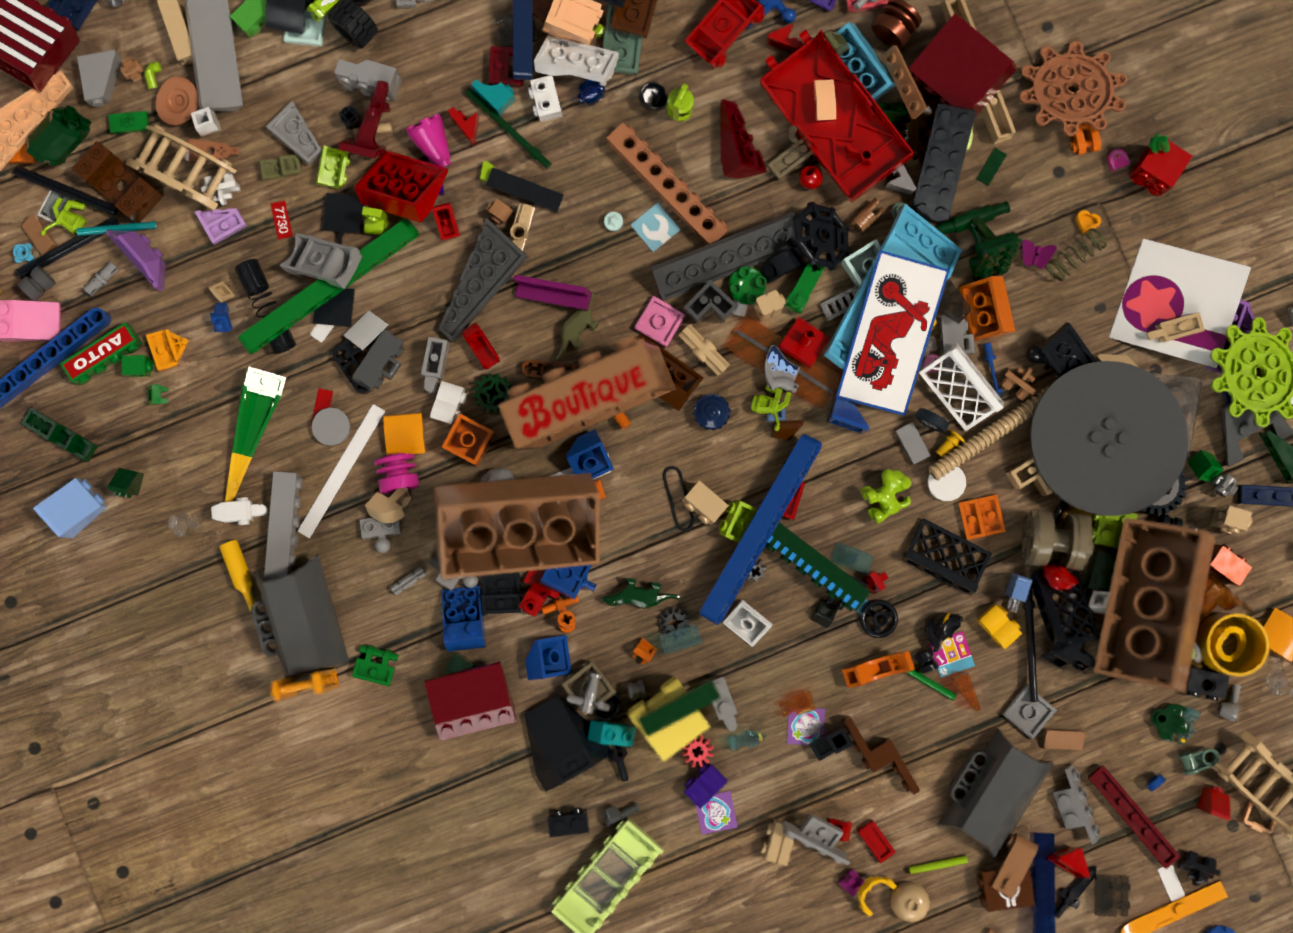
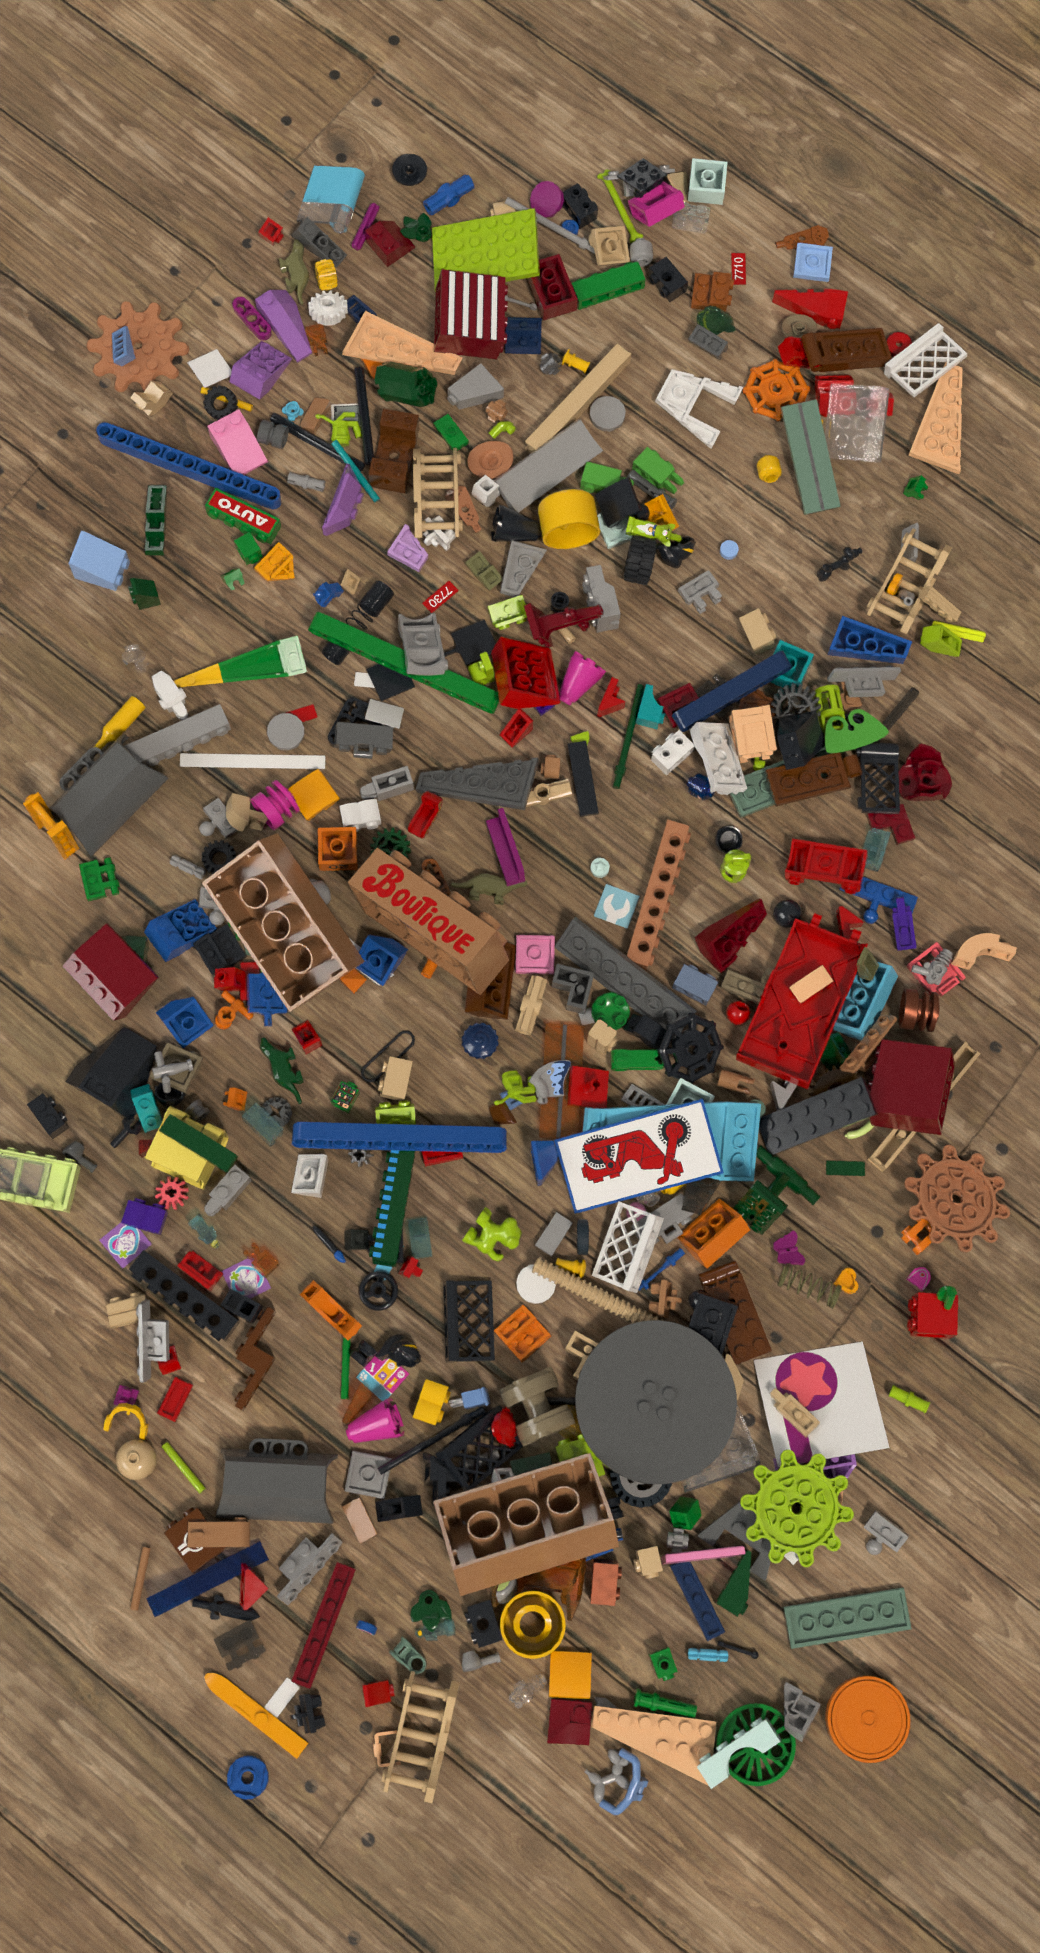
camera: 55 degrees right, 10 degrees down
(253, 117) = (513, 526): none -> black cone
(277, 62) = (568, 519): none -> yellow piece
(405, 548) = (214, 848): none -> black tyre
(621, 559) = (307, 1037): none -> red slope
(643, 751) = (144, 1146): none -> clear red slope
(695, 554) = (345, 1096): none -> brick
(745, 84) = (786, 912): none -> black hair
(765, 199) = (695, 984): none -> sand blue brick
(778, 761) = (200, 1270): none -> red hinge
(782, 785) = (146, 1262): none -> black brick
(815, 639) = (329, 1244): none -> black piece
(994, 682) = (376, 1424): none -> dark pink cone
(1036, 323) = (746, 1335): none -> reddish brown hinge
(1073, 701) = (399, 1508): none -> black slope
(1213, 228) = (909, 1399): none -> lime pin
(1249, 471) = (702, 1555): none -> bright pink tile

